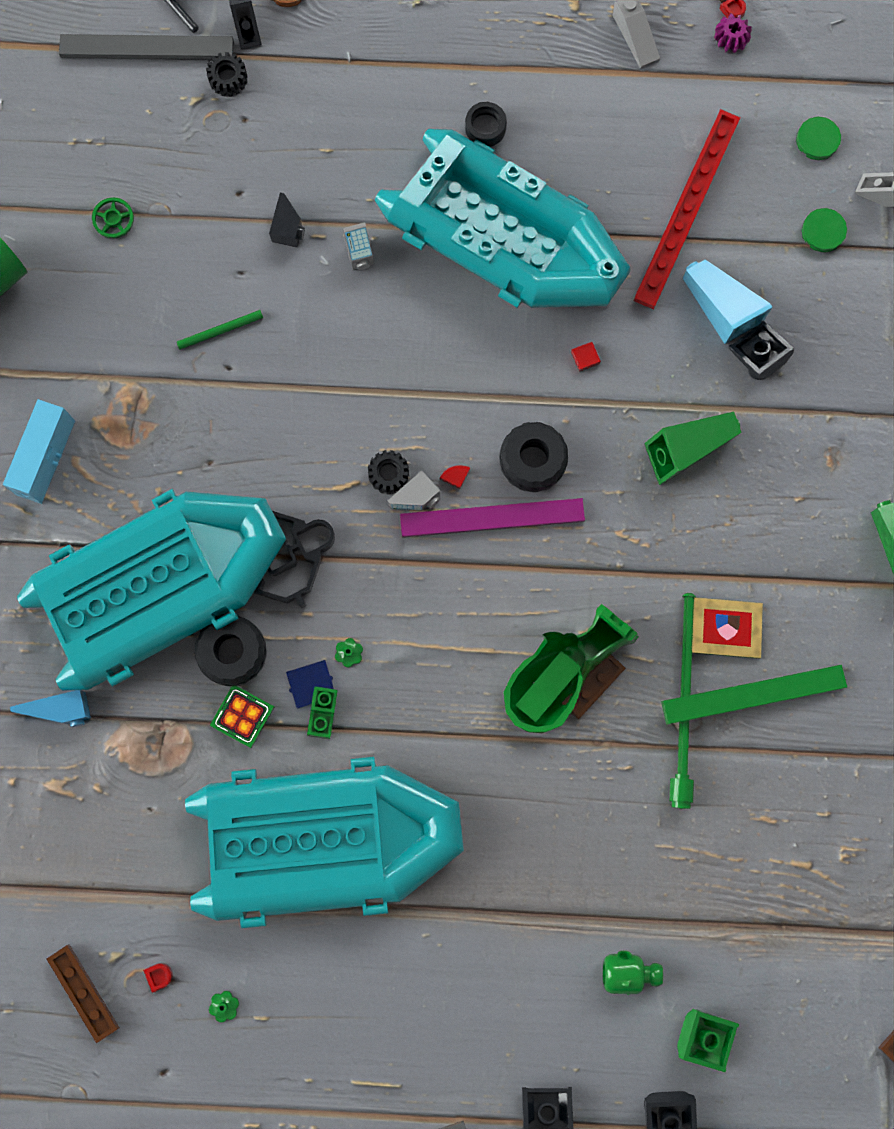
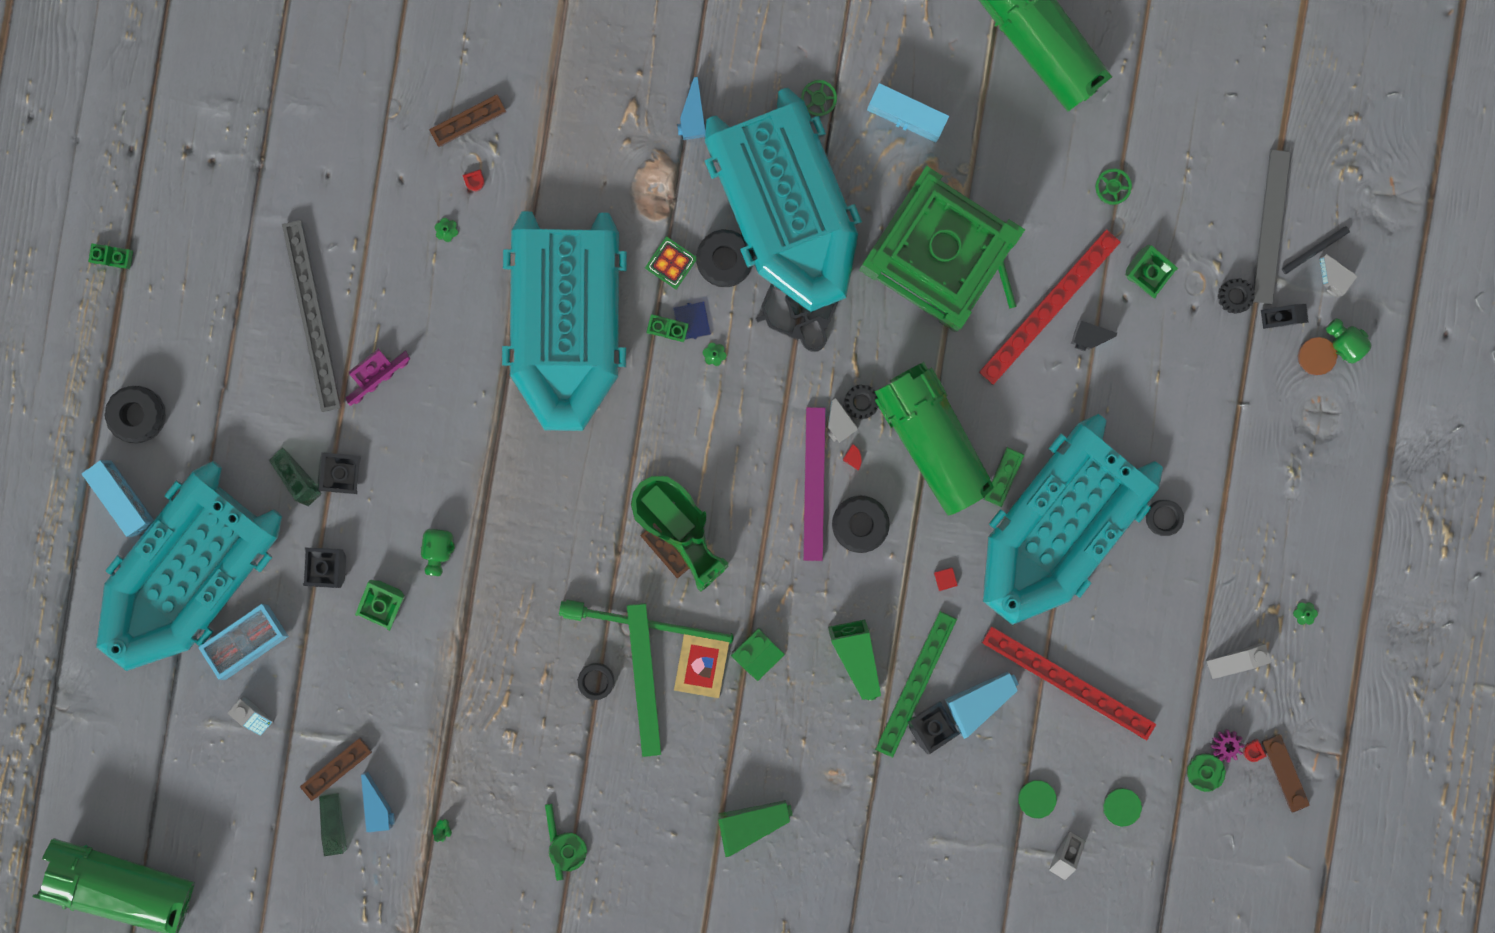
camera: 100 degrees right, 10 degrees up
(29, 559) = (819, 97): none -> green wheel
(197, 392) = (941, 250): none -> green piece
(205, 166) = (1150, 270): none -> green slope
(258, 274) = (1049, 307): none -> red plate
(358, 246) = (1059, 396): slope -> none
(413, 1083) = (372, 372): none -> magenta bracket
(422, 378) = (934, 438): none -> green piece
(459, 303) = (1004, 476): none -> green tile
(703, 563) = (757, 654): none -> green slope
(713, 377) = (916, 684): none -> green tile
(765, 55) = (1206, 772): none -> green tile
(782, 751) = (581, 681): none -> black tyre

